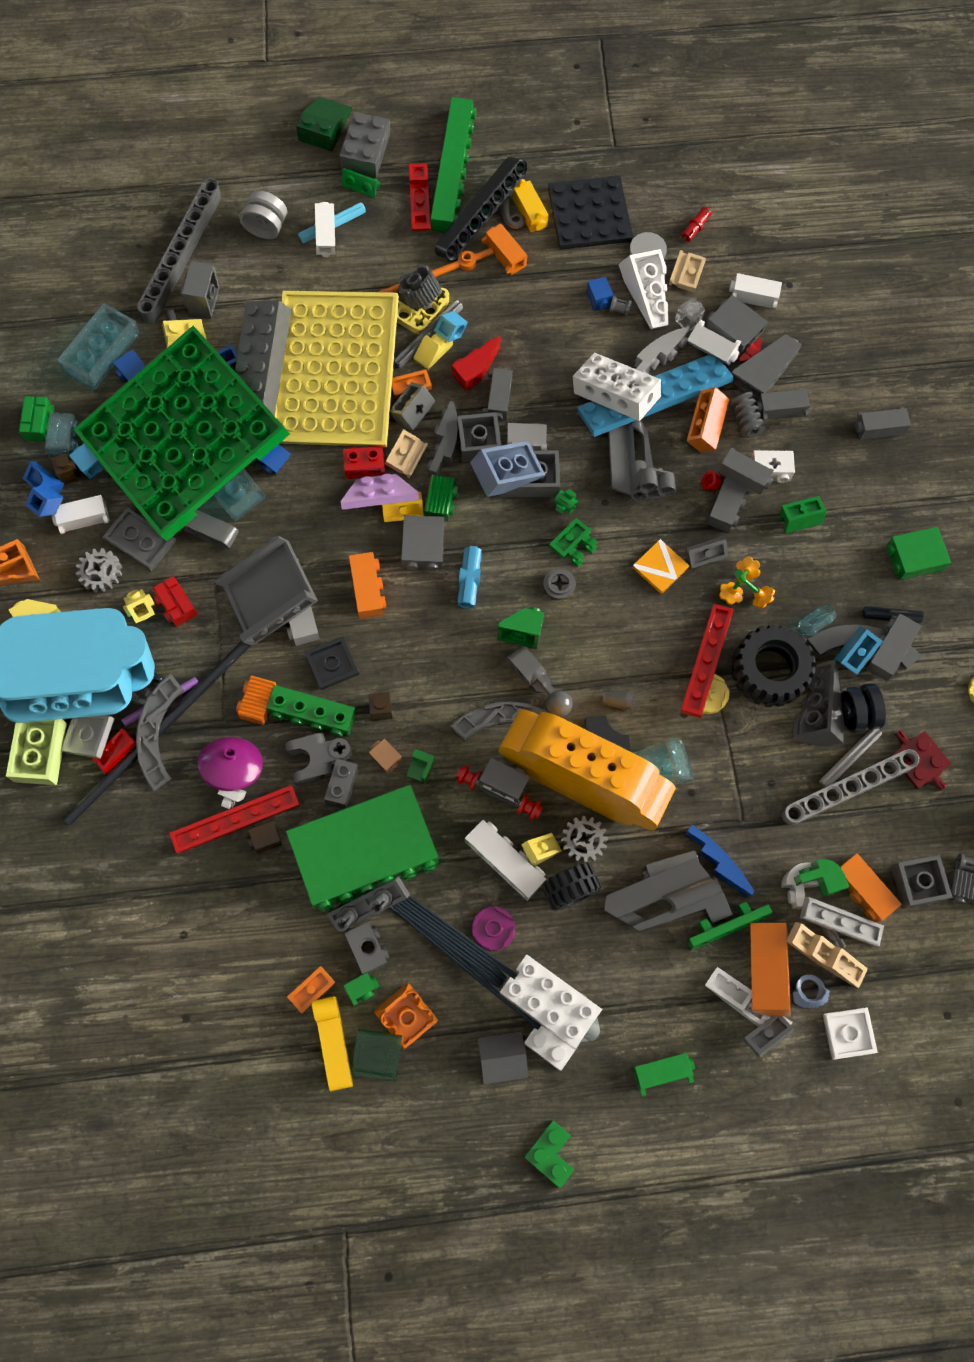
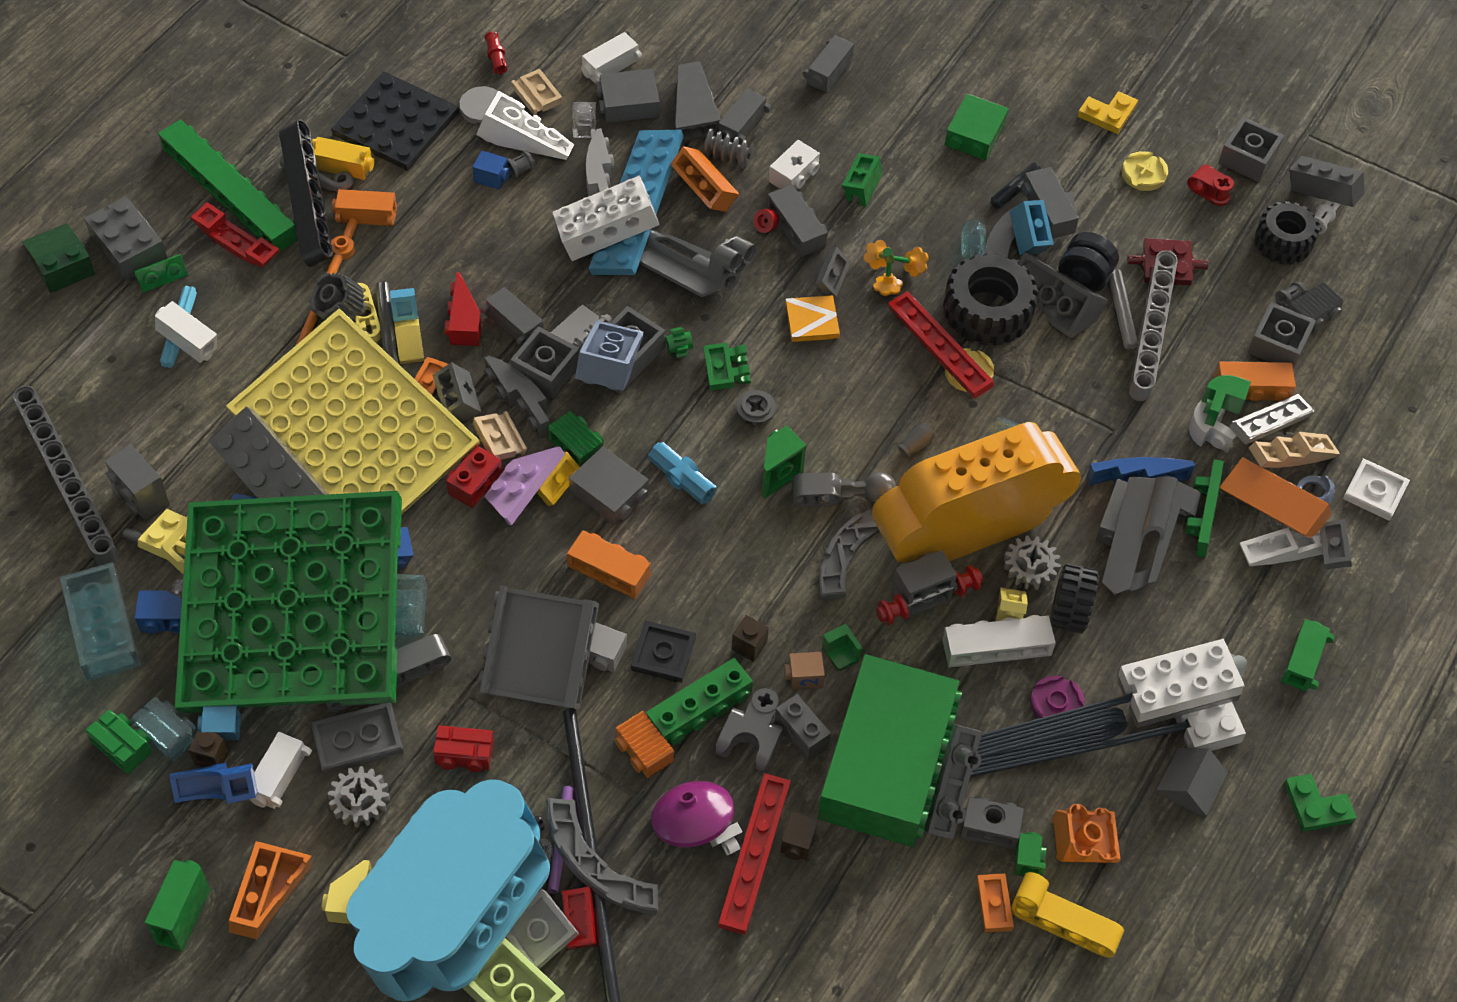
camera: 50 degrees left, 15 degrees down
(139, 605) = (438, 778): light yellow brick -> none
(263, 214) = (112, 371): light grey wheel -> none
(376, 1055) = (1108, 885): clear green tile -> none
(714, 344) = (632, 122): white brick -> none
(746, 471) = (788, 183): dark grey brick -> none
(752, 350) = (667, 103): red piece -> none

